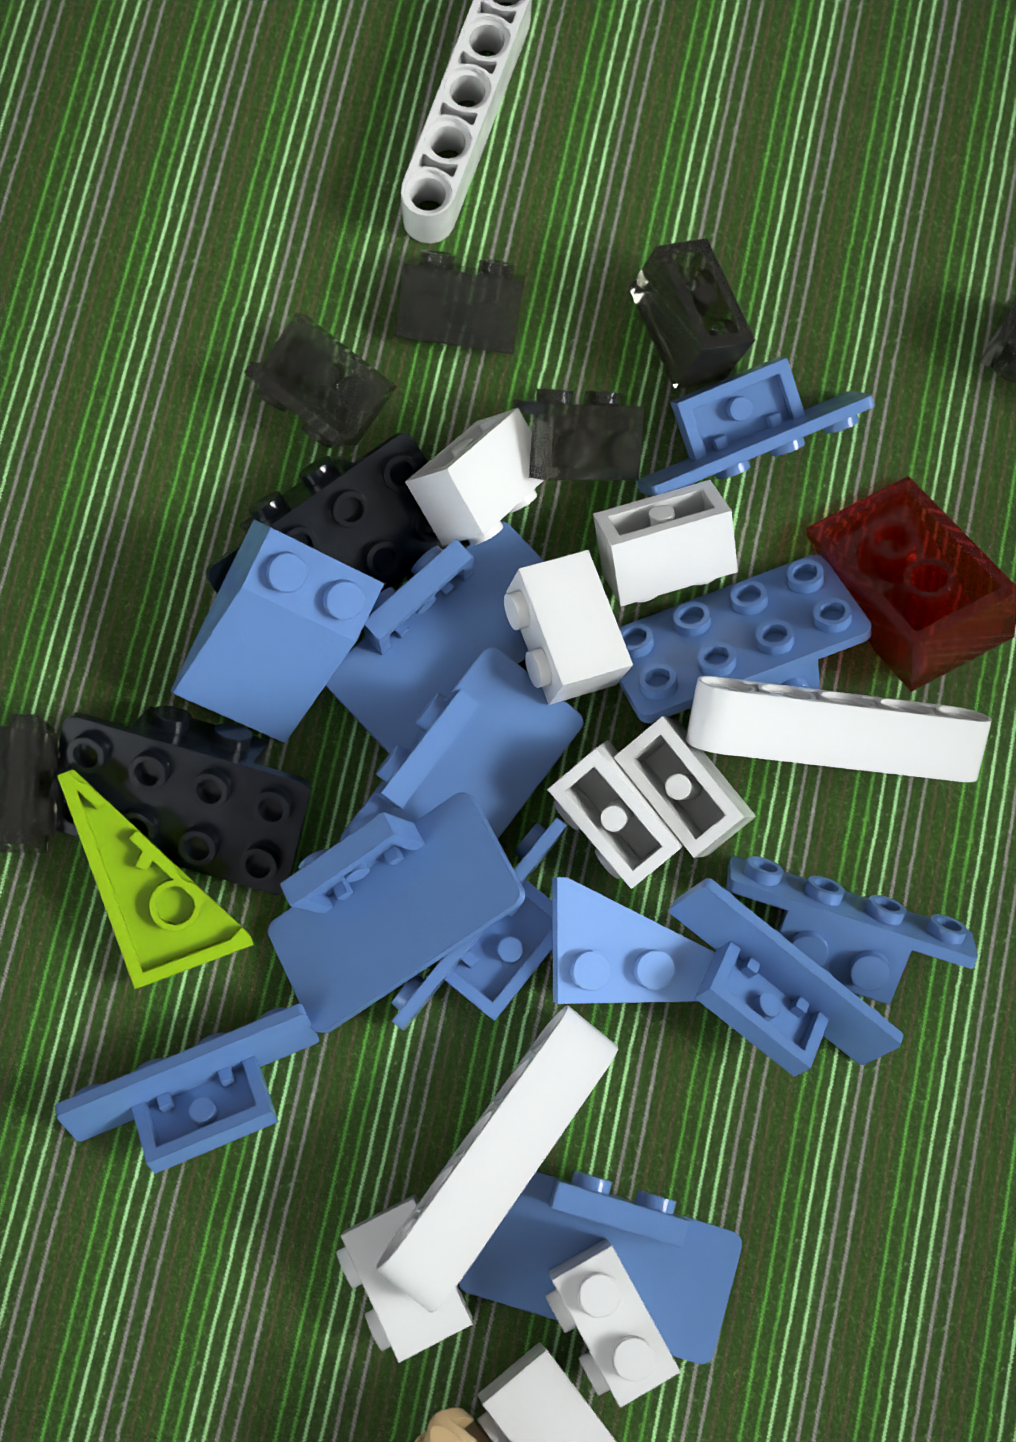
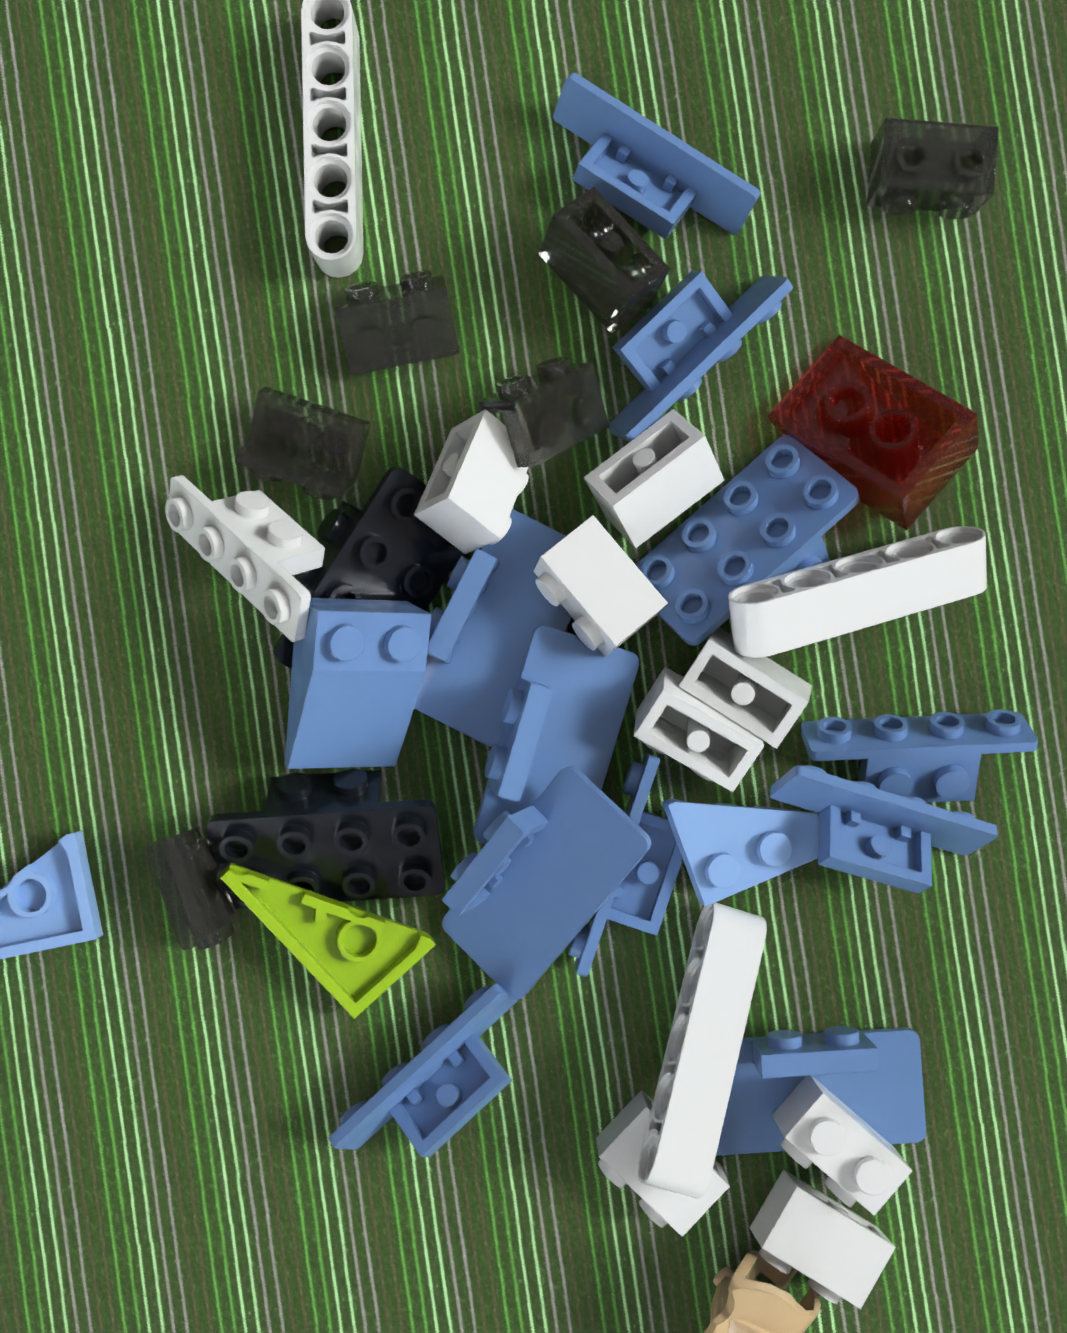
camera: 10 degrees left, 10 degrees up
(225, 458) = (251, 547): none -> white bracket
(769, 245) = (646, 167): none -> medium blue bracket

